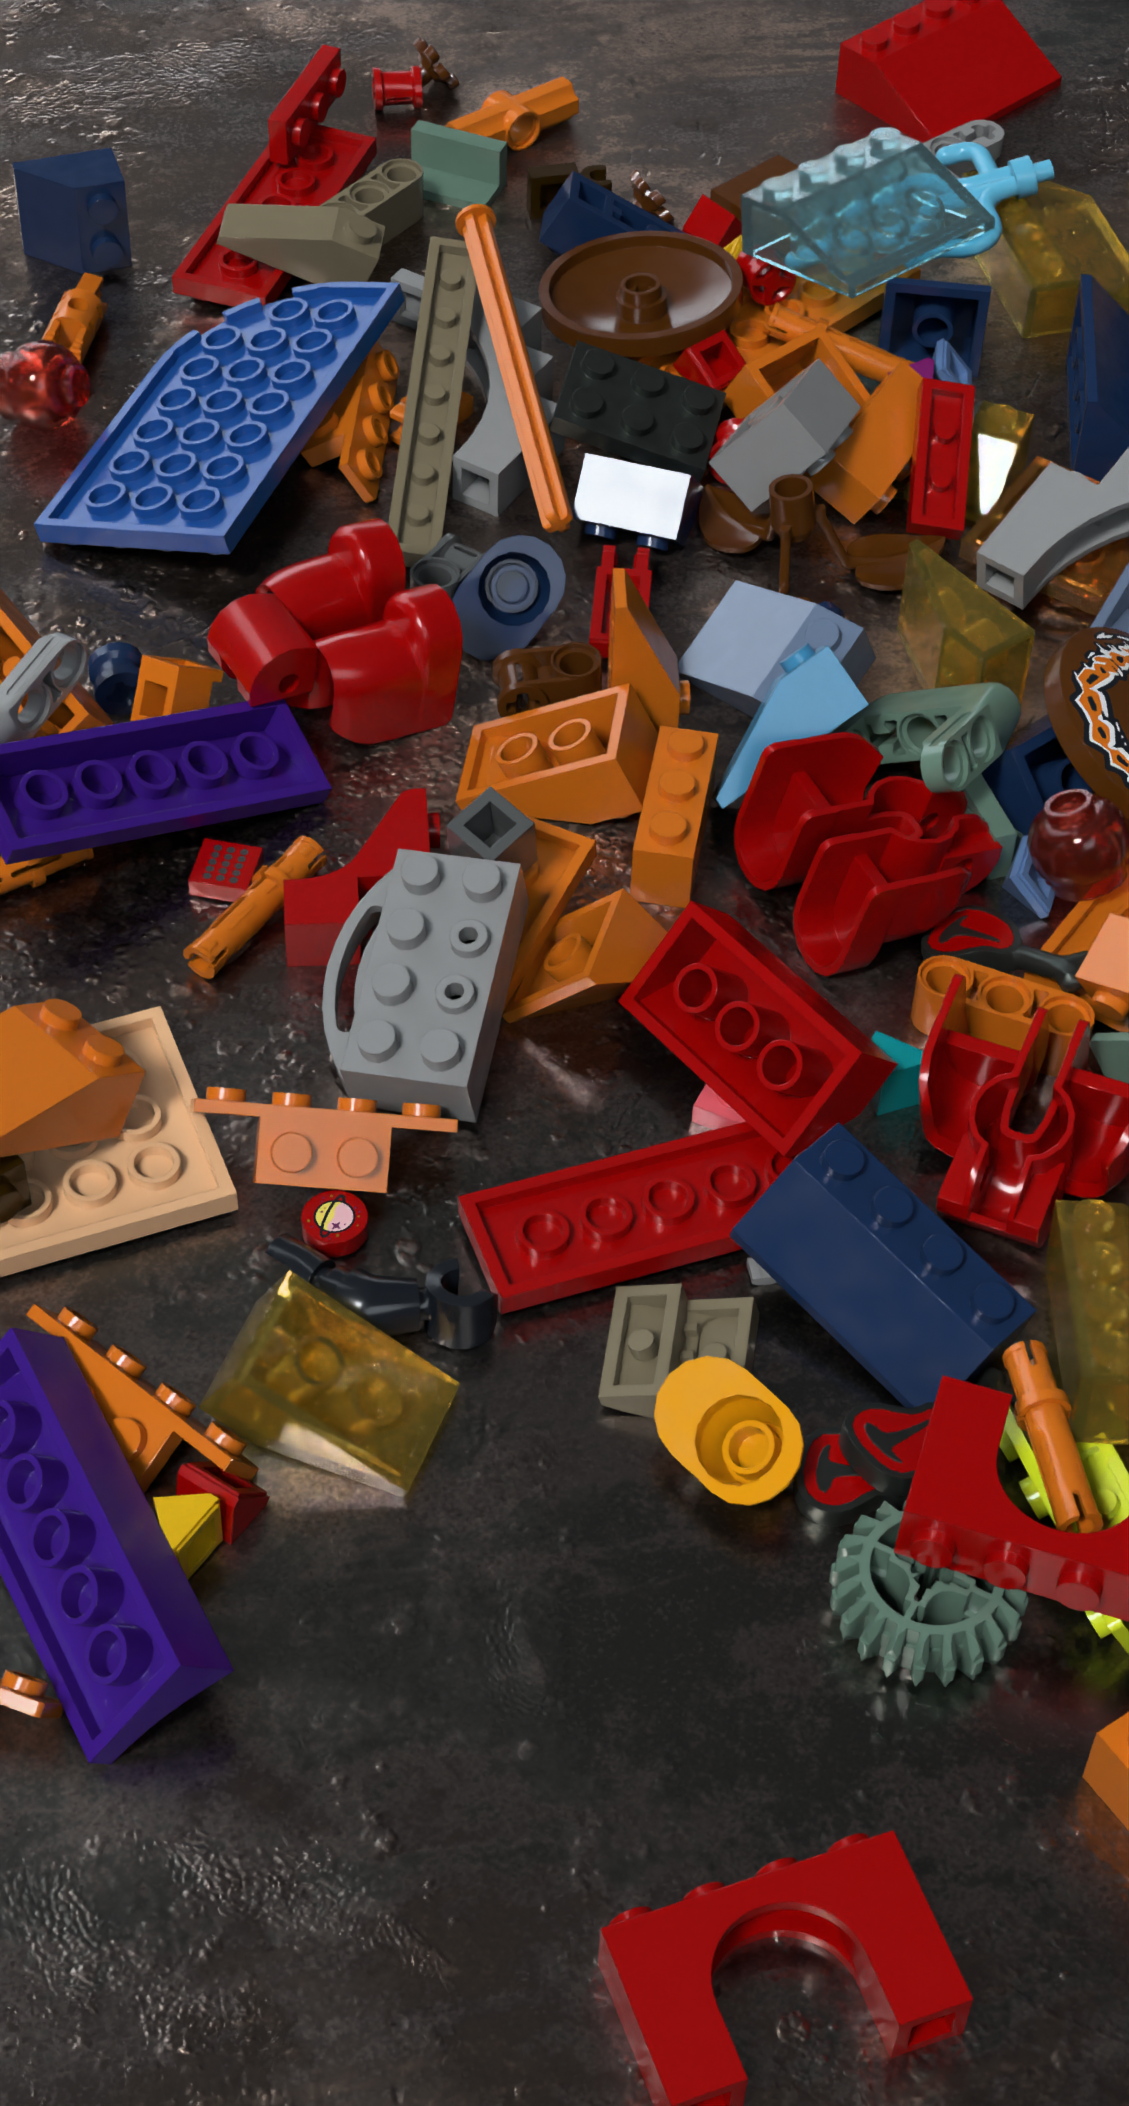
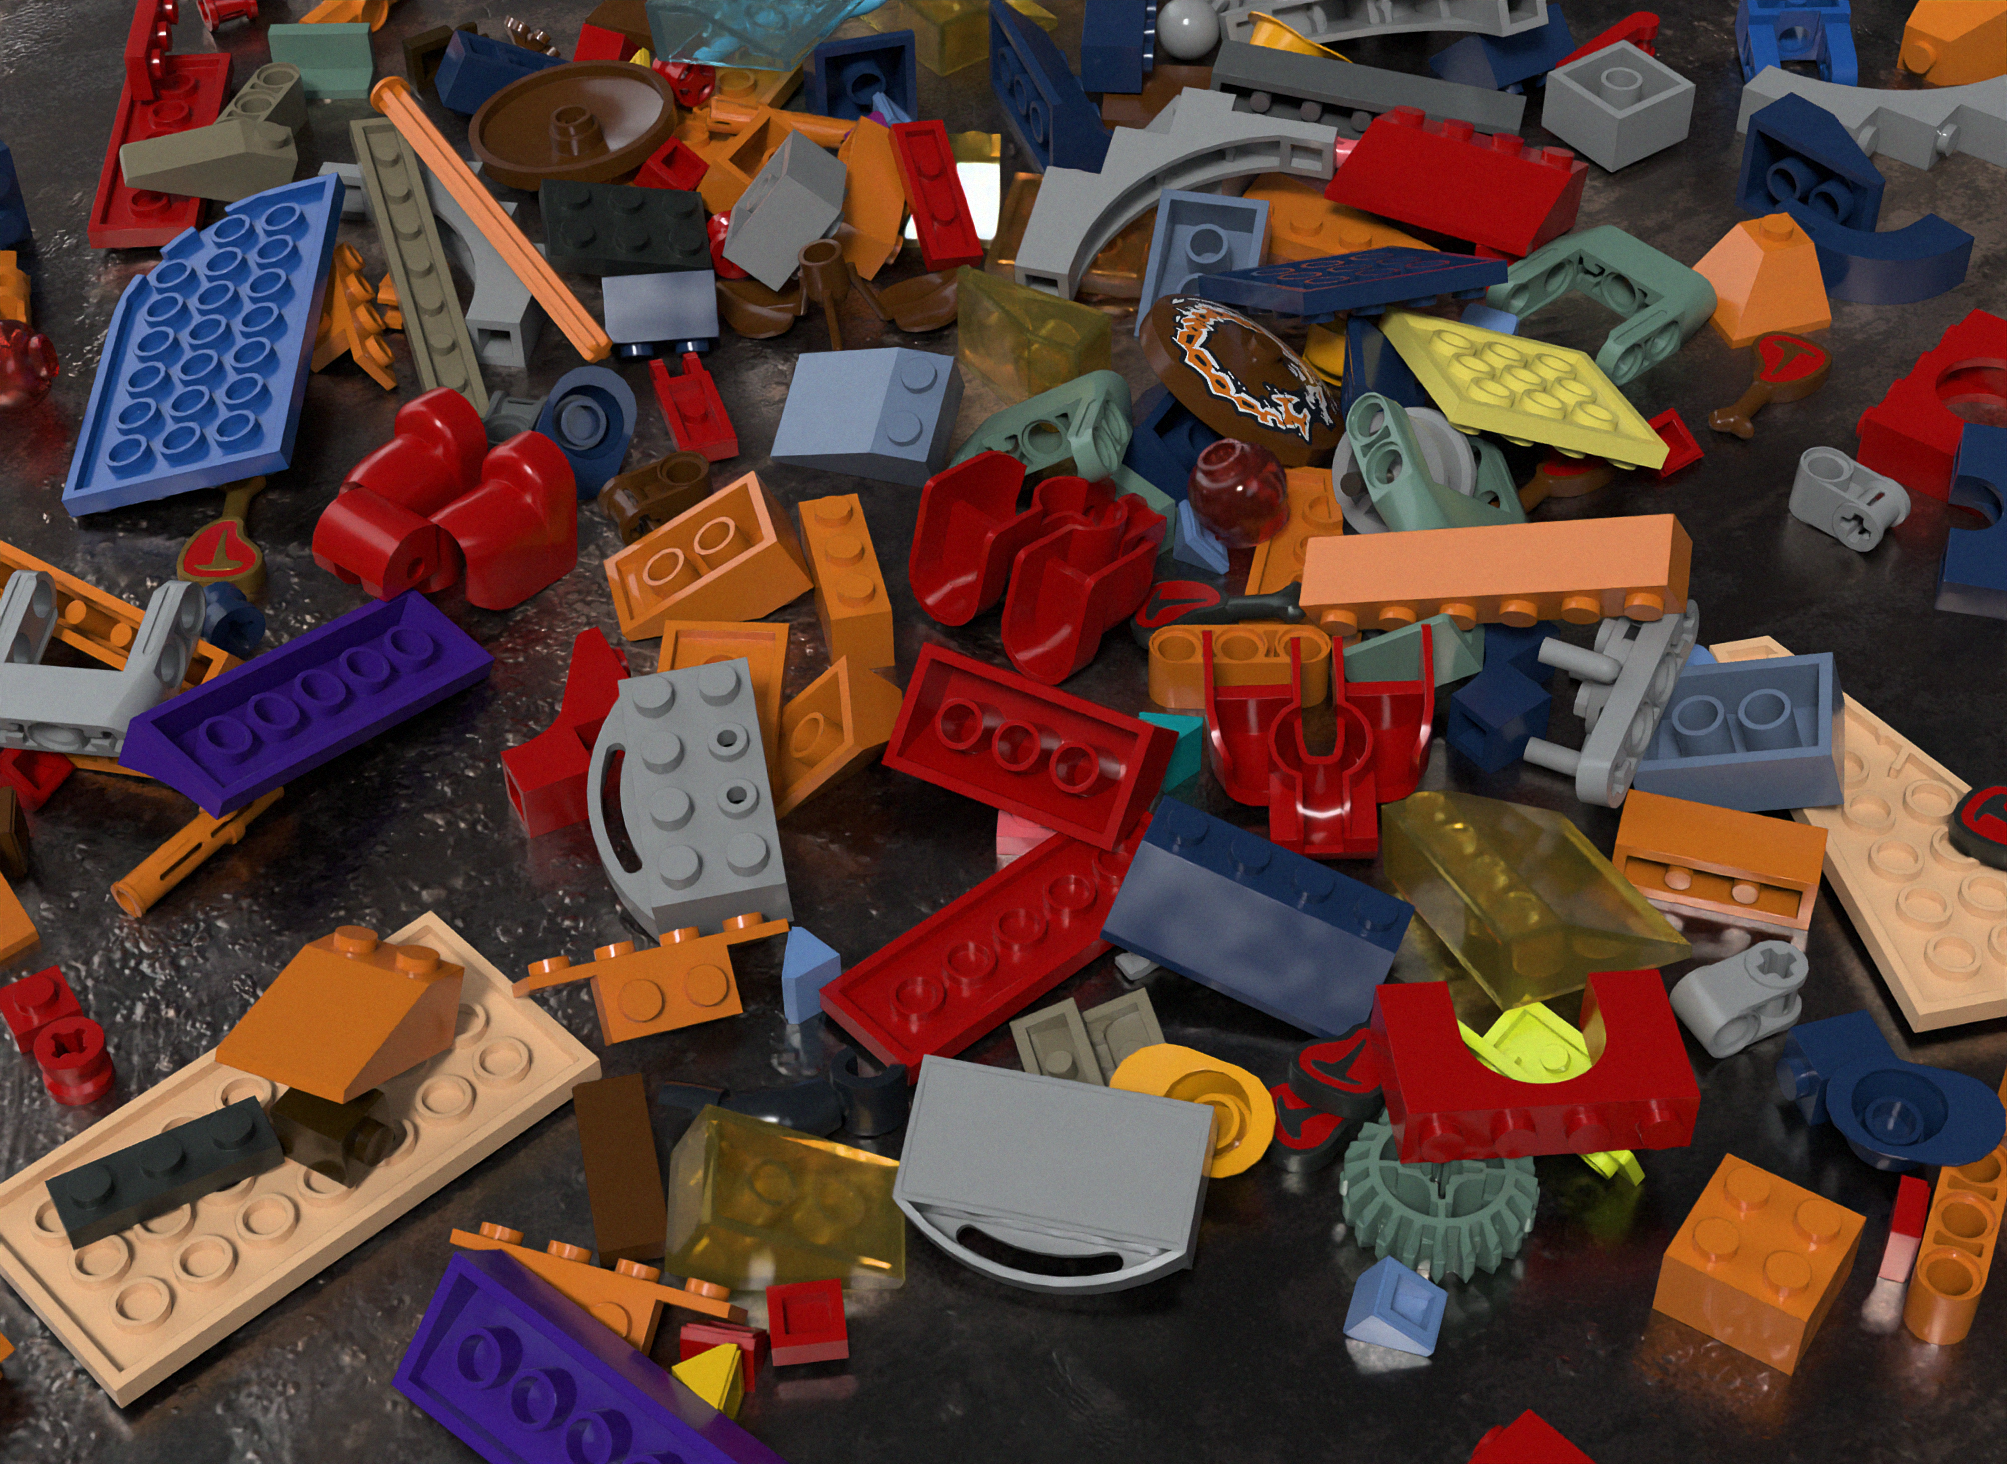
camera: 20 degrees left, 5 degrees down
(149, 613) = (222, 546): none -> pearl gold piece
(172, 686) = (292, 609): orange brick -> none
(212, 1297) = (621, 1169): none -> reddish brown tile
(224, 869) = (426, 768): red tile -> none
(253, 907) = (474, 792): orange pin -> none
(299, 1499) = (807, 1322): none -> red plate
(335, 1223) = (706, 1055): red tile -> none
(452, 1174) = (806, 969): none -> medium blue slope
(493, 831) = (699, 636): dark grey brick -> none
(571, 1446) = (1055, 1172): none -> light grey piece
(643, 656) = (747, 443): orange slope -> none
(801, 703) = (929, 436): dark azure slope -> none
(836, 1687) = (1396, 1308): none -> medium blue slope
(1044, 1415) = (1489, 1011): orange pin -> none

